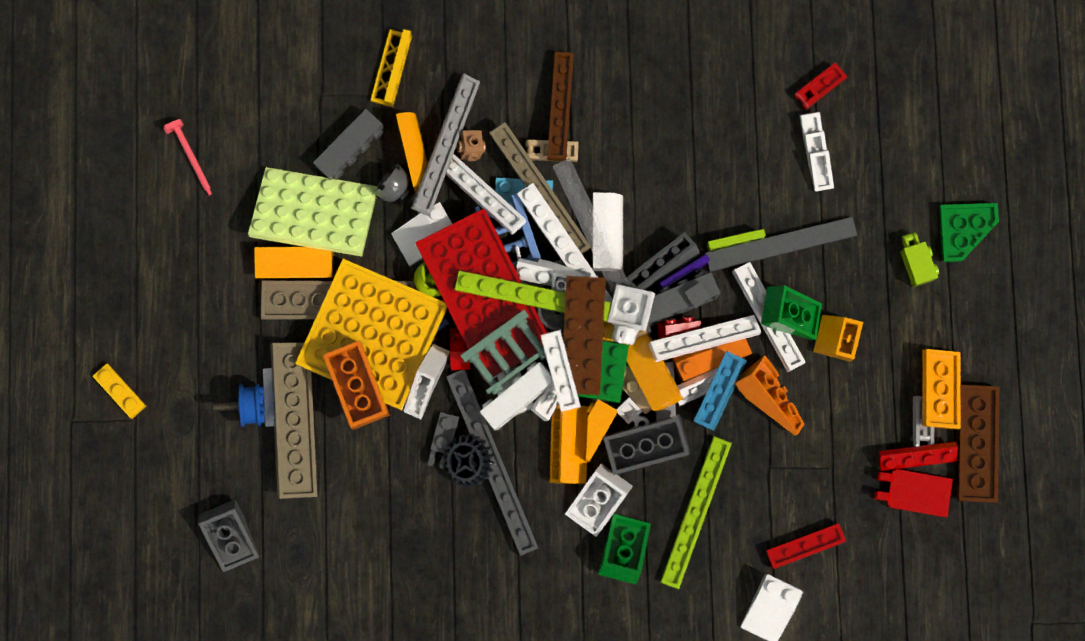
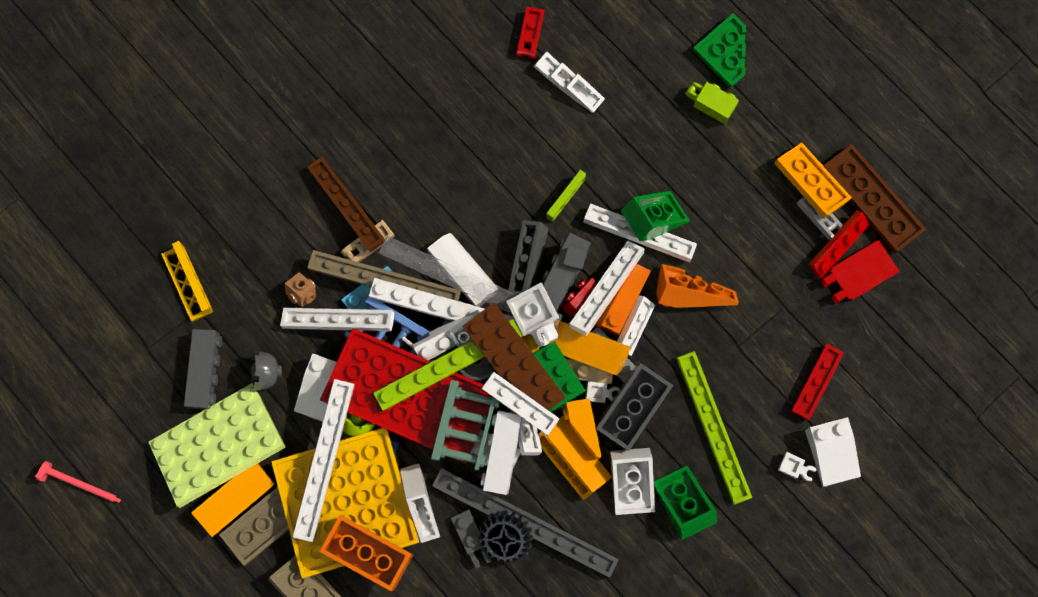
camera: 40 degrees left, 5 degrees down
(381, 290) = (323, 460): none -> white plate
(413, 147) = (260, 331): light orange brick -> none
(445, 145) = (280, 306): light grey tile -> none
(457, 348) = (423, 456): red slope -> none
(683, 273) = (548, 252): dark purple tile -> none
(720, 390) = (652, 318): dark azure fence -> none
(730, 593) = (793, 466): none -> white plate
(781, 244) = (601, 173): dark grey tile -> none
(838, 337) = (705, 204): light orange slope -> none

